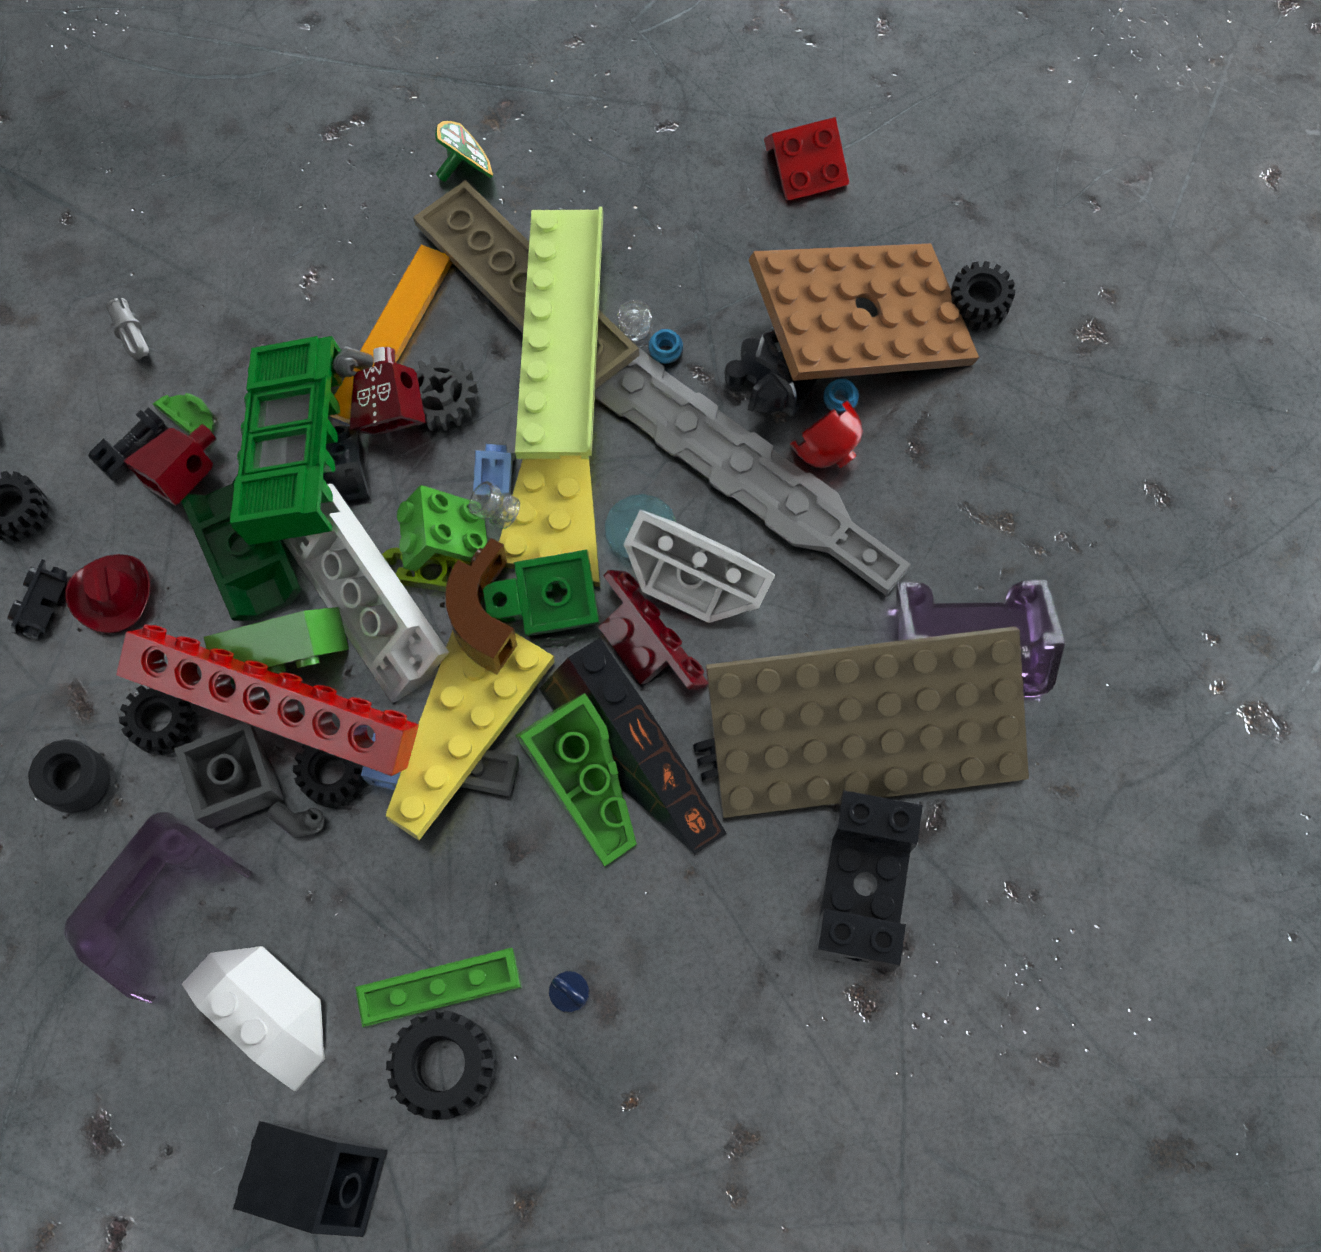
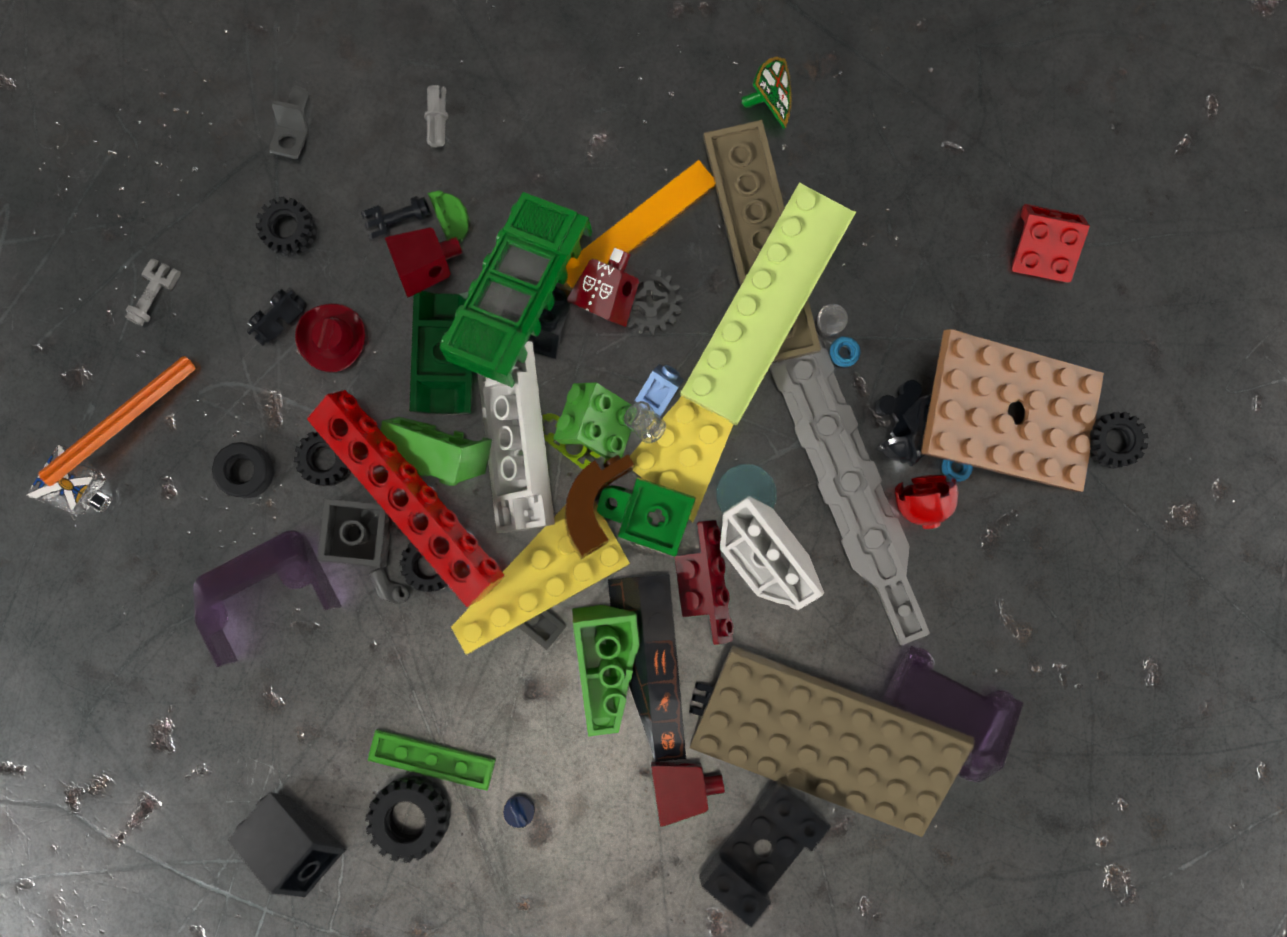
camera: 25 degrees right, 15 degrees up
(261, 1011) = (302, 711): white wedge -> none
(349, 359) = (592, 243): dark grey arm -> none
(740, 865) = (682, 790): none -> dark red torso

